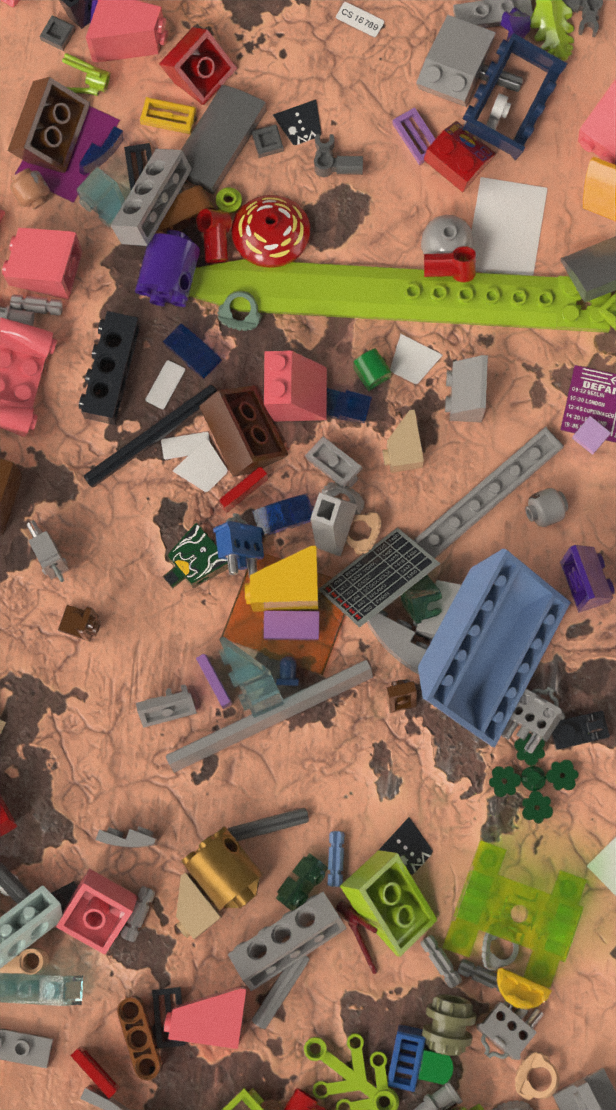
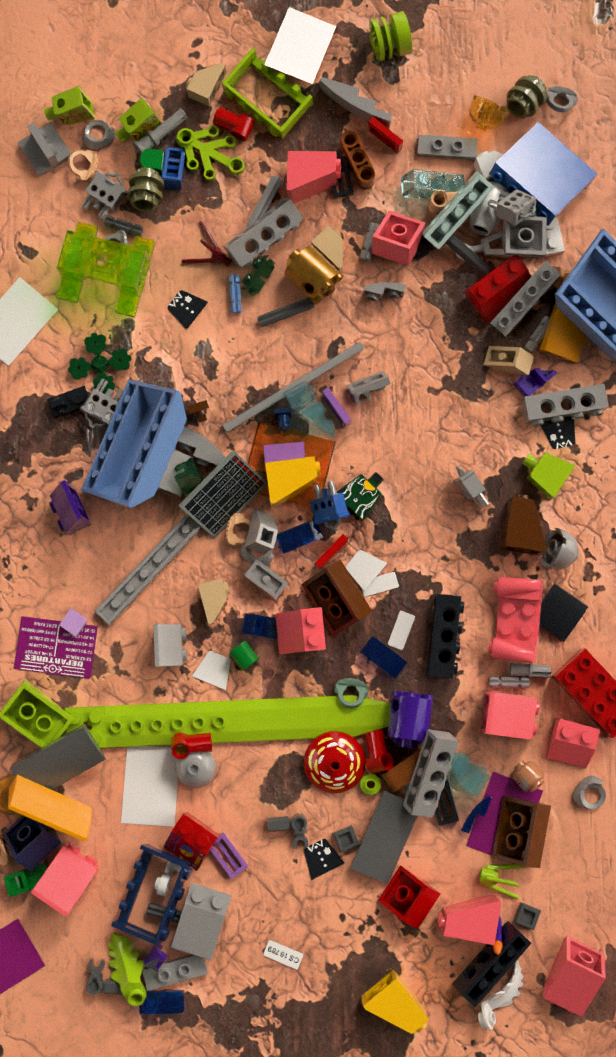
camera: 170 degrees right, 5 degrees up
(80, 623) = (439, 440): reddish brown bracket -> none
(148, 438) = (405, 587): black axle -> none
(168, 125) = (410, 850): yellow tile -> none
(389, 900) = (194, 266): lime slope -> none
(441, 961) = (155, 233): light grey axle -> none
(521, 991) = (97, 216): yellow tile -> none
(546, 507) = (103, 561): light grey head -> none

